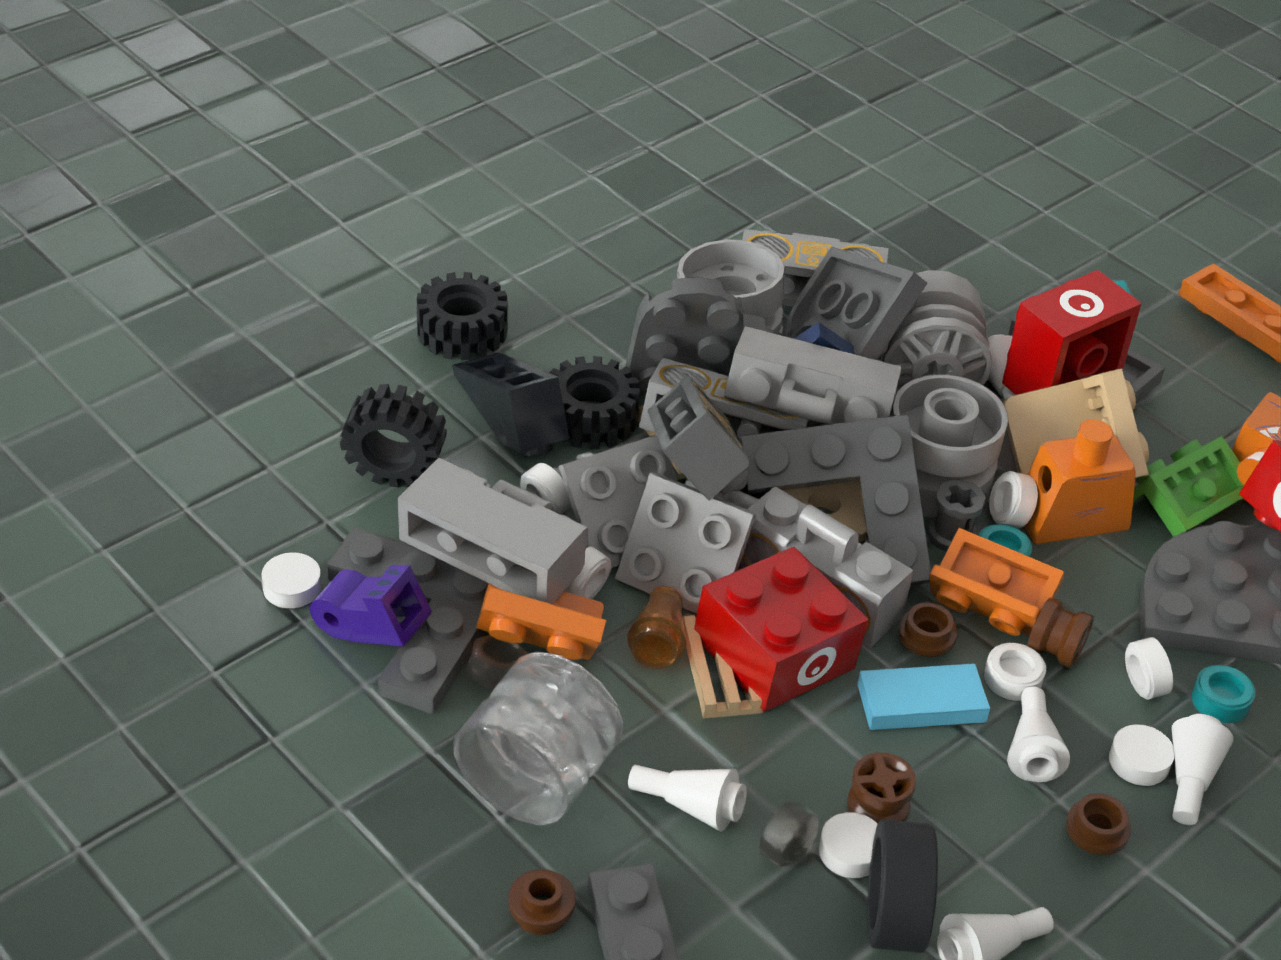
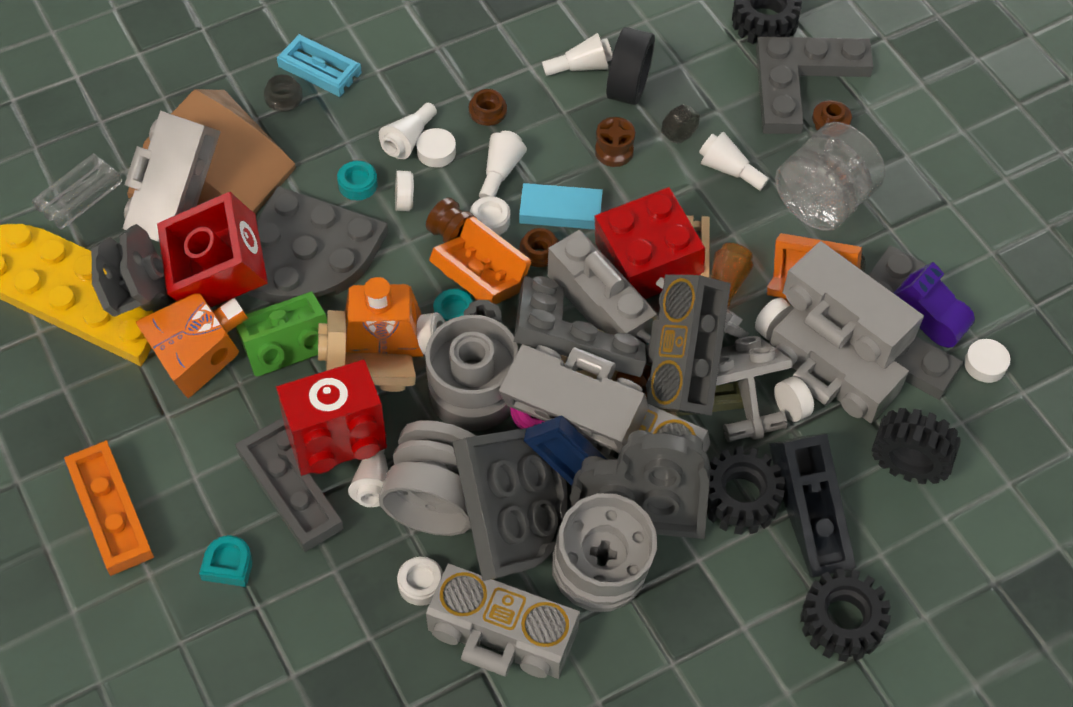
camera: 165 degrees left, 15 degrees up
(848, 844) = (645, 121): white tile -> none

